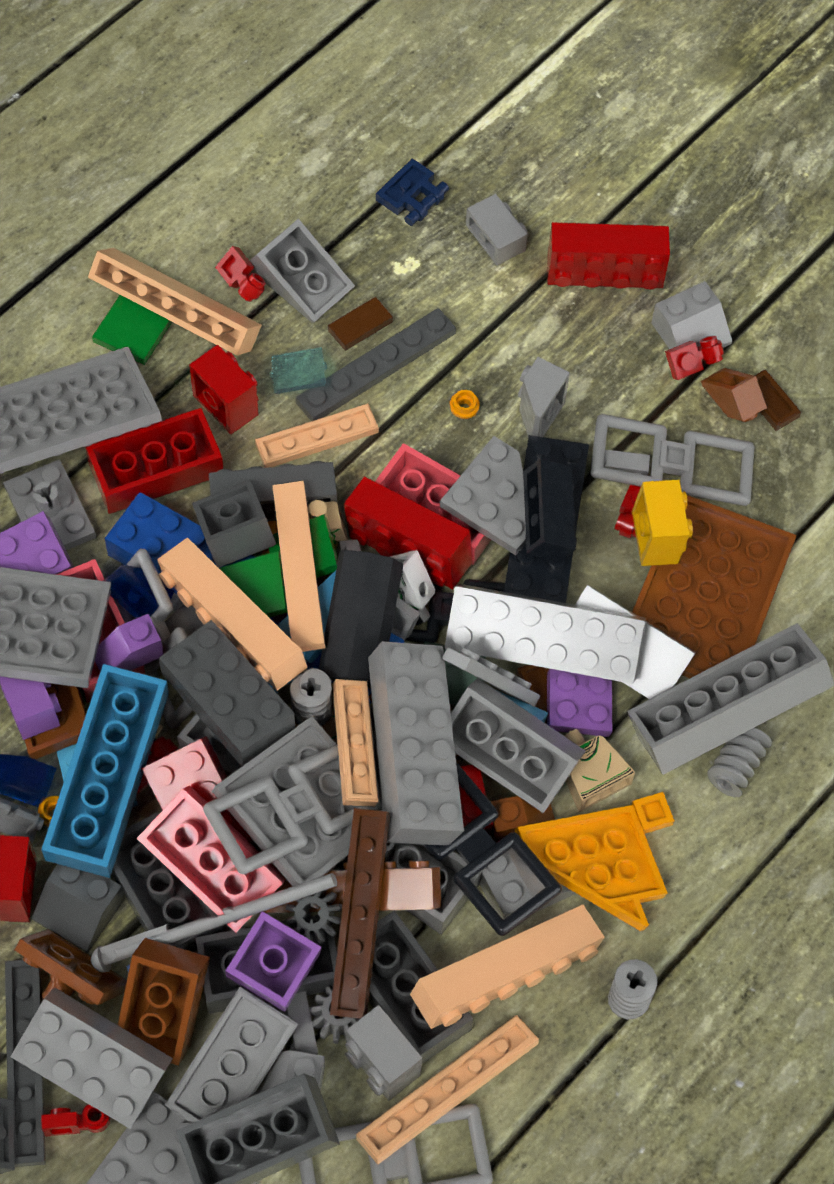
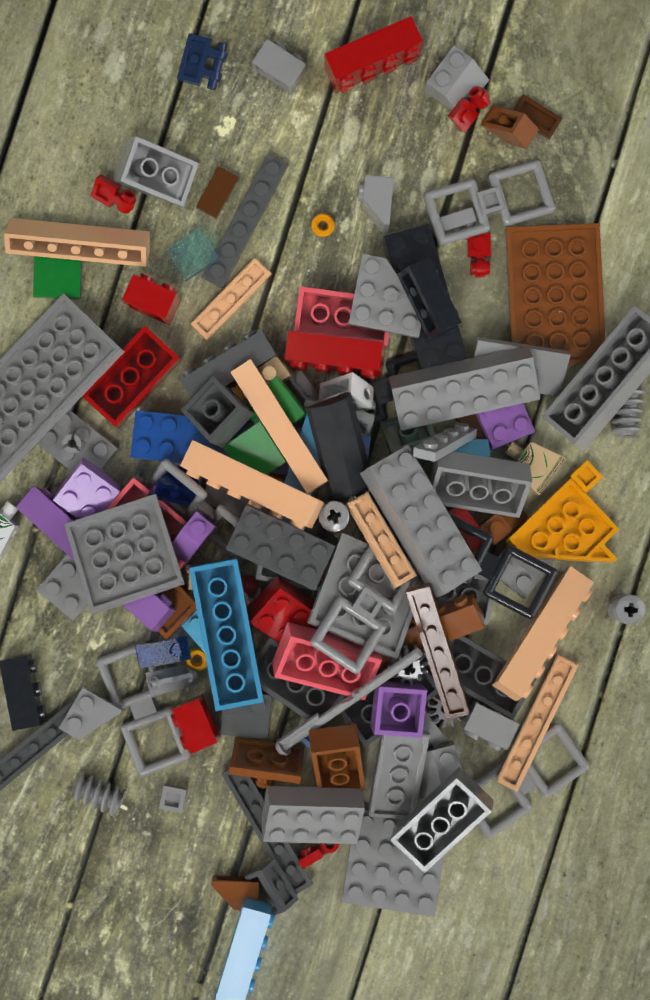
camera: 25 degrees left, 25 degrees up
(661, 522) = (508, 266): yellow brick -> none

